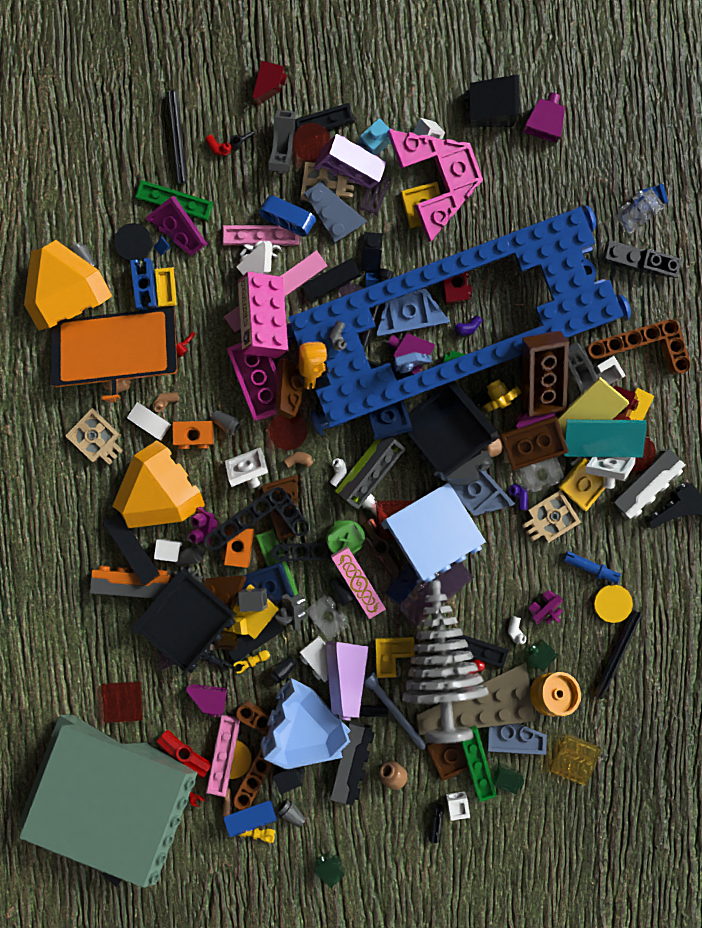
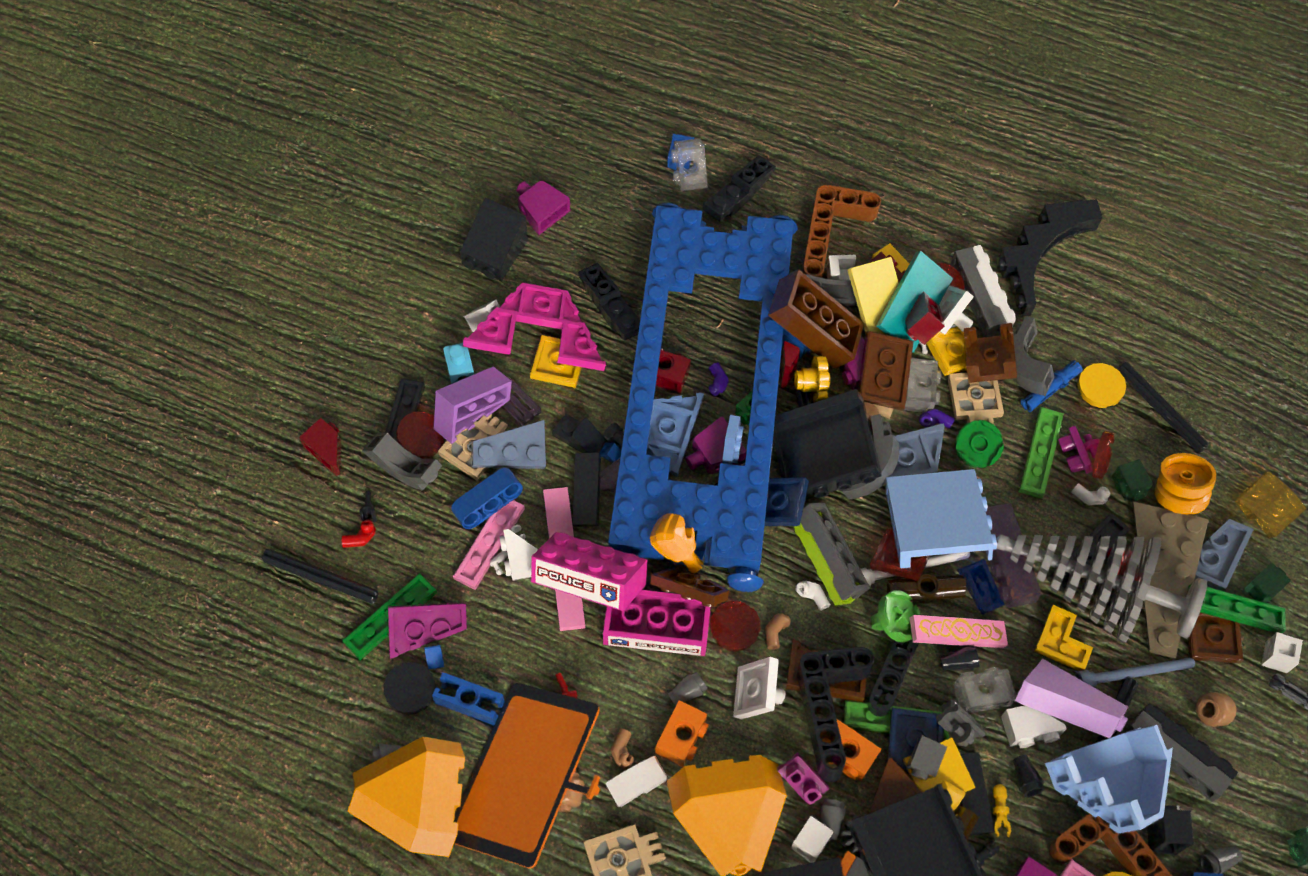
camera: 65 degrees left, 25 degrees down
(165, 287) = (486, 676): yellow tile -> none
(336, 337) = (660, 499): dark grey arm -> none
(490, 214) = (609, 301): none -> black slope
(503, 371) = (788, 363): none -> dark red slope
(514, 535) = (979, 444): none -> green tile
(533, 582) = (1041, 452): none -> bright green tile
(548, 627) = (1103, 455): none -> clear red tile
(587, 513) = (990, 356): none -> reddish brown panel
(589, 548) = (1031, 373): none -> dark grey arch
(591, 452) = (924, 319): none -> dark red slope

